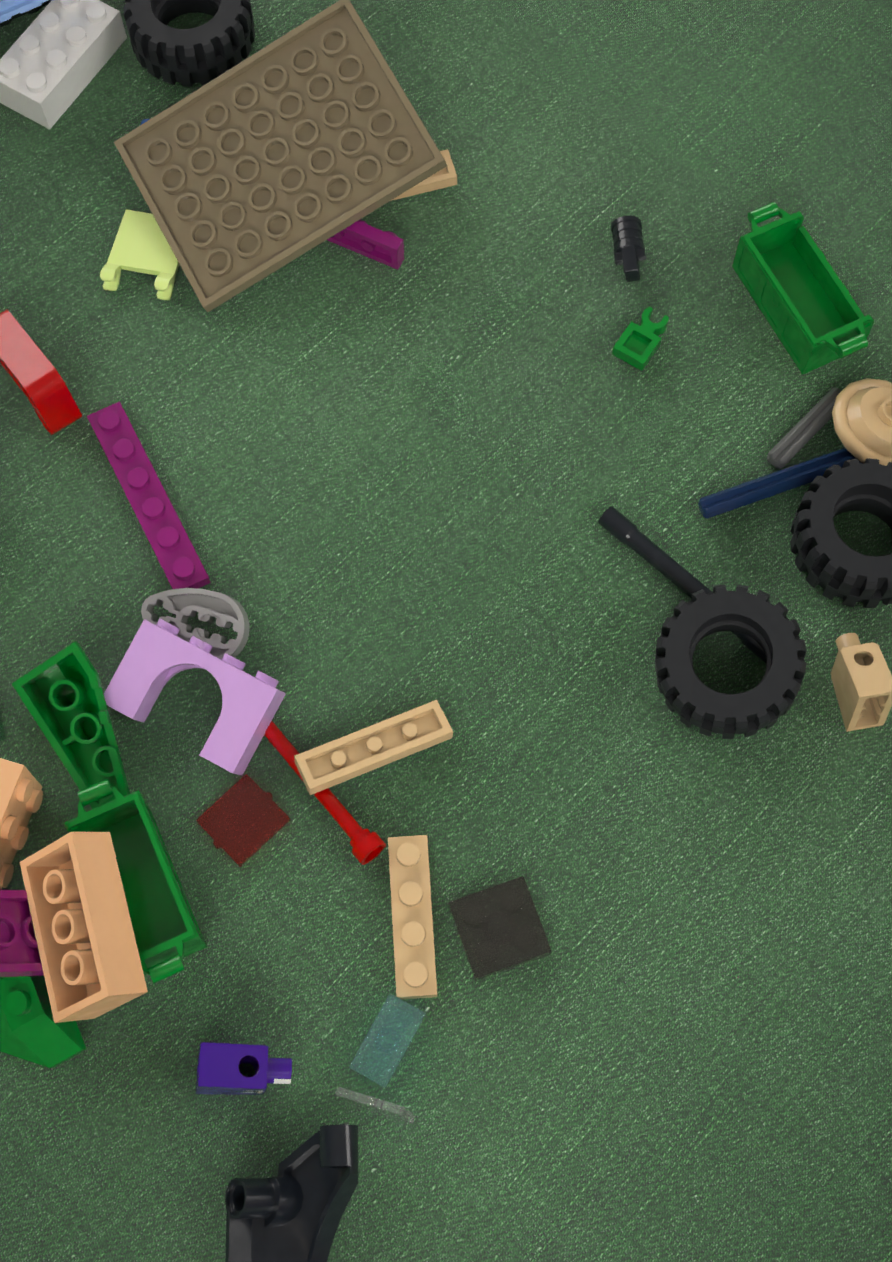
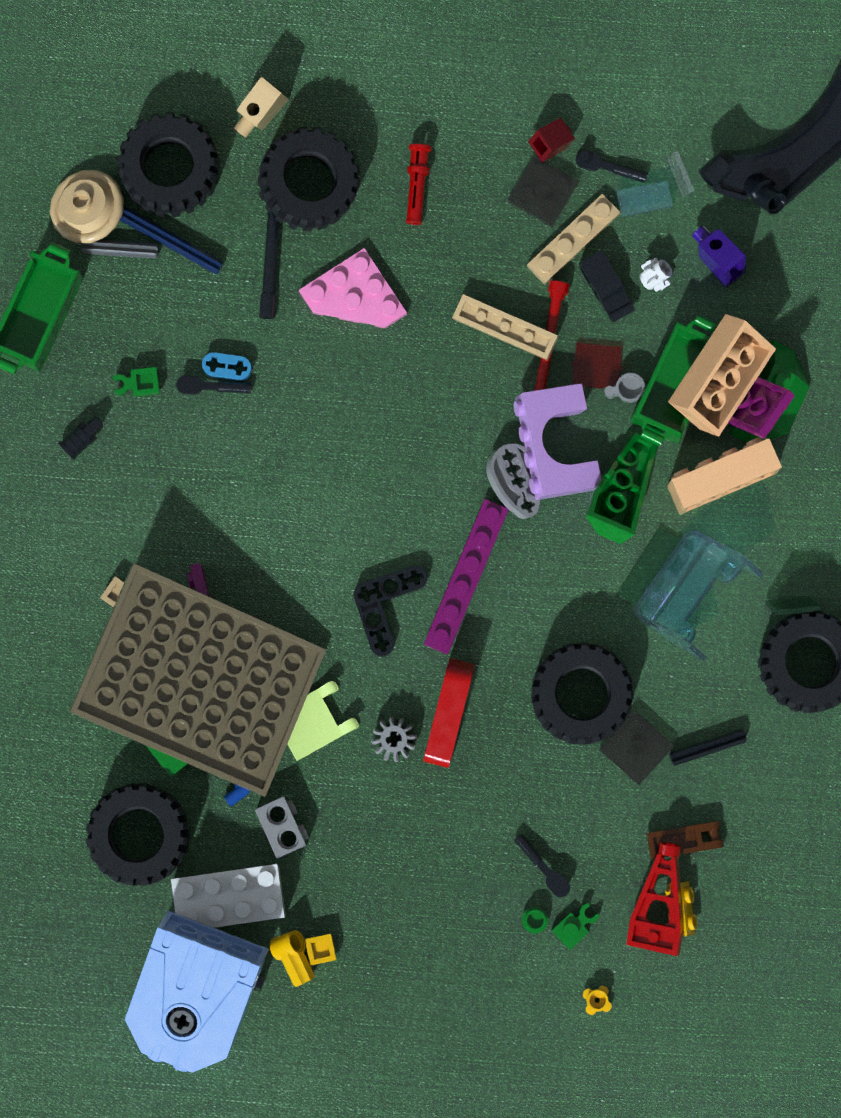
camera: 130 degrees left, 15 degrees up
(54, 301) = (400, 744): none -> light grey gear
(75, 145) = (275, 830): none -> light grey brick
(181, 824) = (628, 387): none -> light grey piece
(206, 393) = (374, 604): none -> black beam
(283, 972) = (656, 274): none -> white gear
(322, 904) = (606, 286): none -> black piece
(486, 1020) = (592, 162): none -> black piece
(552, 985) = (551, 139): none -> dark red brick
(555, 624) = (354, 293): none -> bright pink plate
(589, 441) = (227, 360): none -> dark azure beam
(590, 387) = (194, 385): none -> black piece
(641, 800) = (418, 171): none -> red pin

